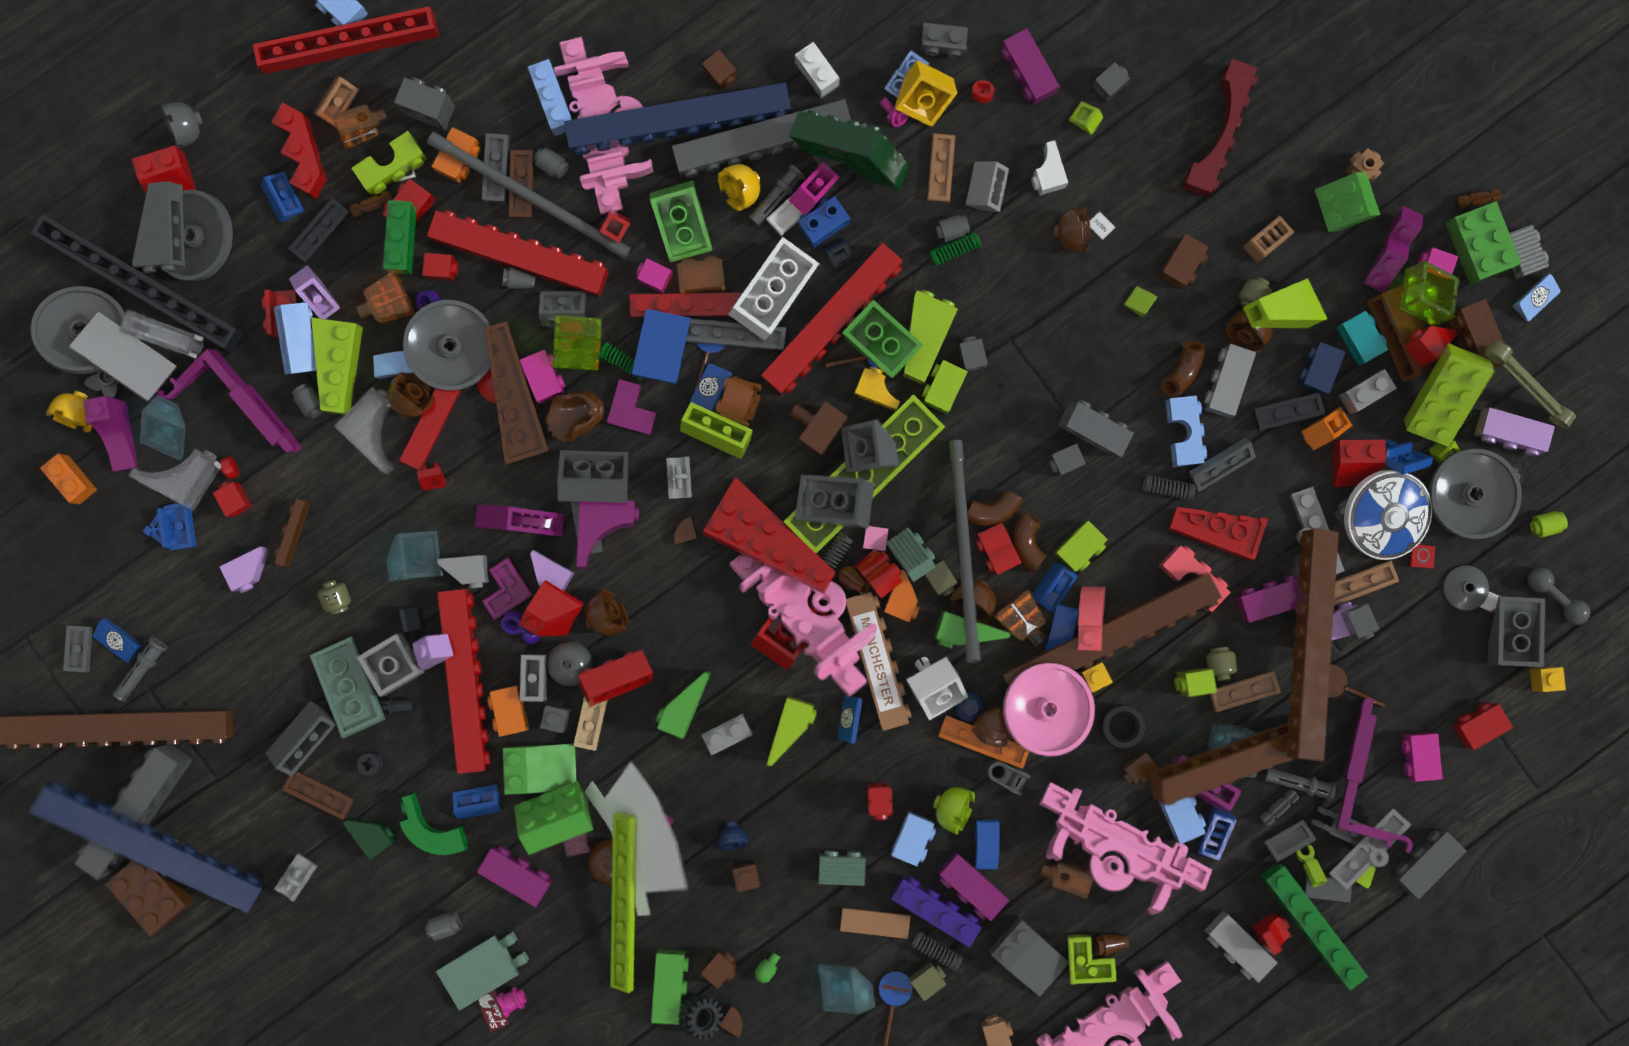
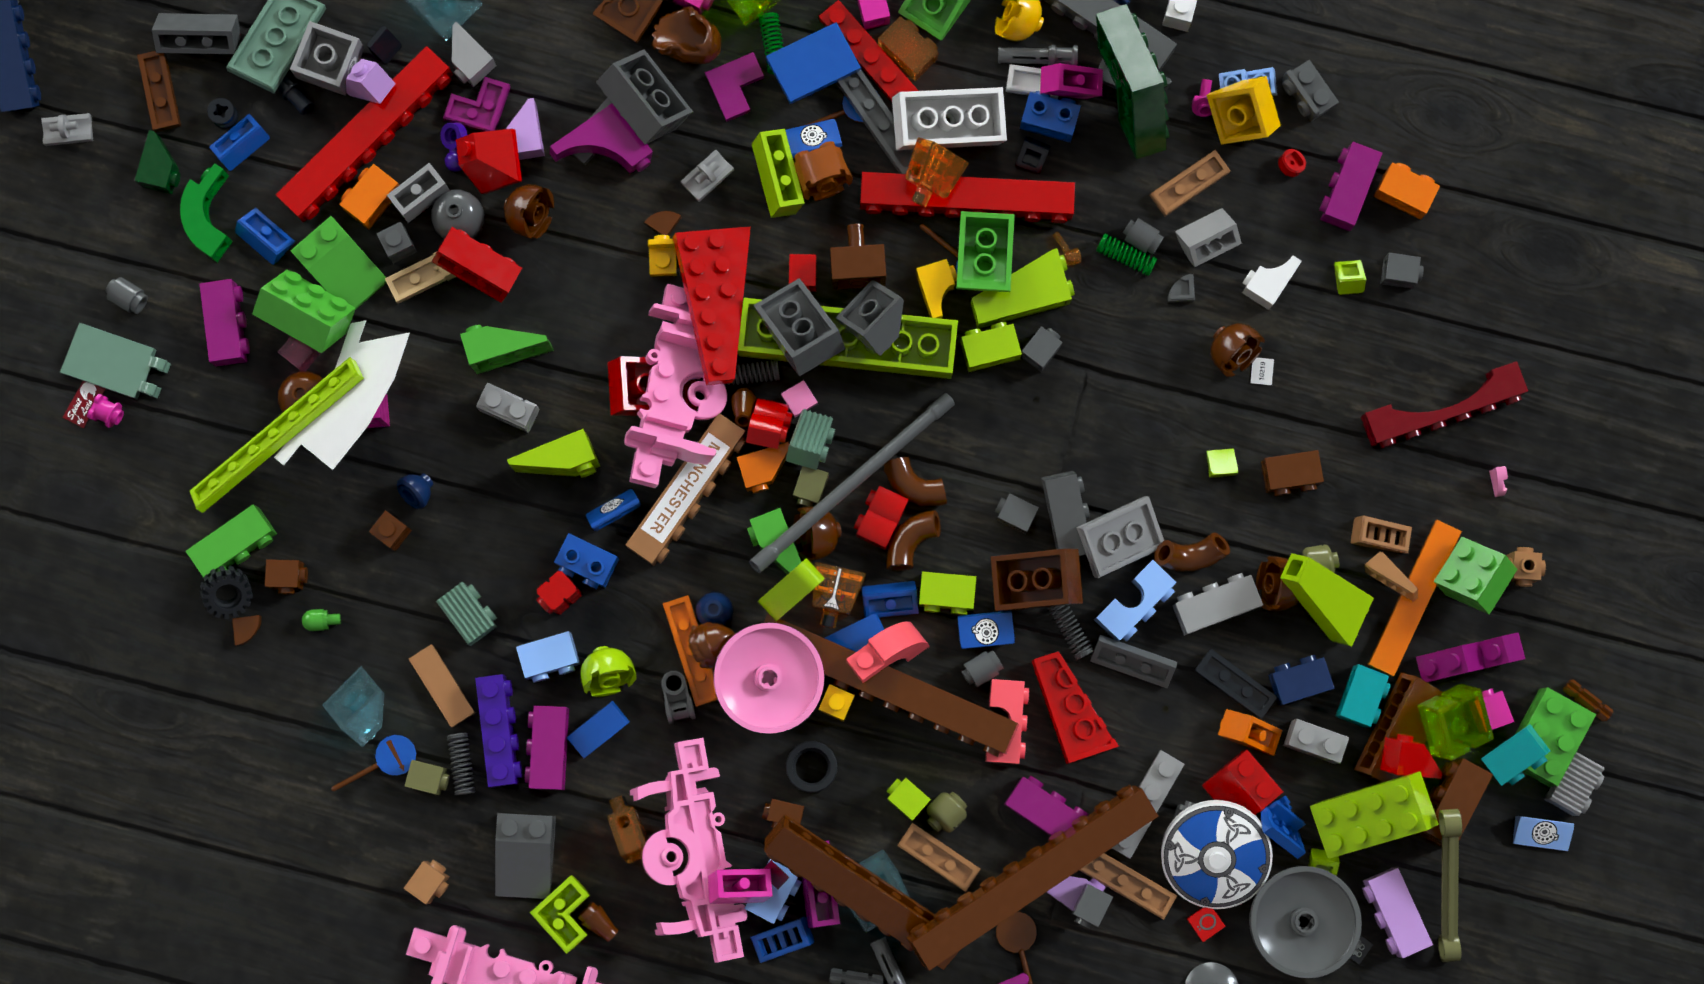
camera: 60 degrees right, 5 degrees down
(398, 767) = (239, 142): none -> blue slope
(519, 520) = (552, 66): magenta arch -> none
(708, 550) = (662, 256): none -> yellow bracket
(794, 467) = (803, 267): none -> red brick
(803, 329) = (933, 171): none -> clear orange torso
(871, 764) = (586, 561): none -> blue brick
(927, 284) = (1071, 256): none -> clear orange hand
(936, 687) = (705, 561): white brick -> none
(1005, 648) = (791, 589): none -> lime beam
(1007, 232) = (1182, 290): none -> dark grey tile
(1062, 33) = (1407, 190): none -> orange brick
(1124, 484) = (1036, 579): none -> reddish brown brick
(1125, 542) = (986, 629): none -> blue slope
(1137, 406) = (1120, 536): none -> light grey tile
(1148, 565) = (982, 668): none -> dark grey brick
(1169, 837) = (740, 886): none -> dark pink brick
(1179, 808) = (778, 876): none -> dark red sticker
(1293, 134) = (1498, 476): none -> bright pink tile
(1300, 255) = (1386, 572): none -> medium nougat slope
(1325, 252) = (1407, 613): none -> orange tile
(1485, 273) = (1516, 755): none -> teal brick

